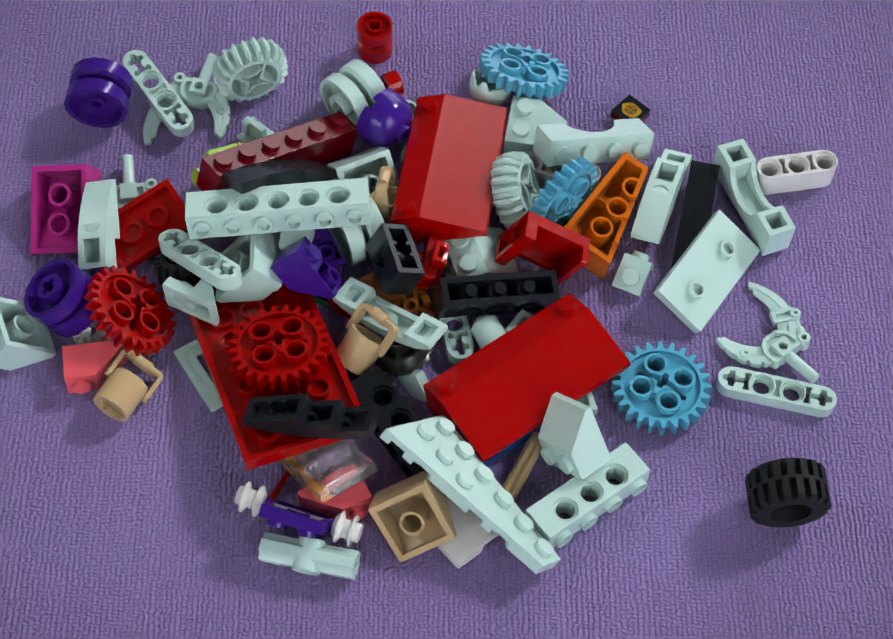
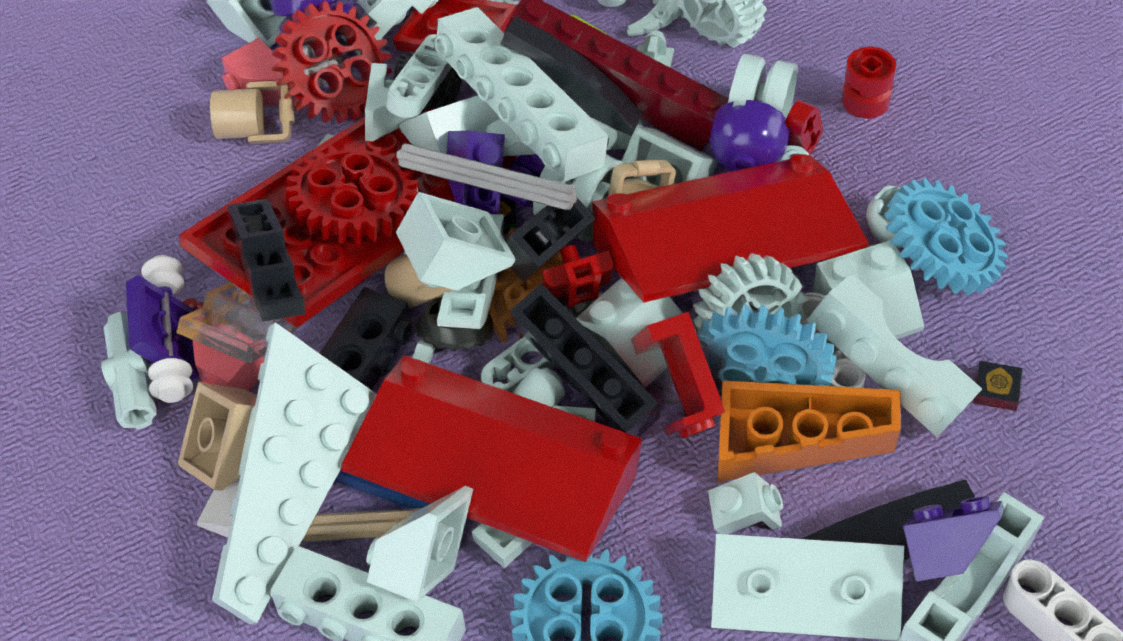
camera: 65 degrees right, 5 degrees down
(337, 262) = (487, 176): none -> light grey axle
(378, 308) = (452, 243): none -> light aqua slope
(660, 196) = (883, 469): light aqua slope -> none
(733, 184) = (949, 540): none -> slope

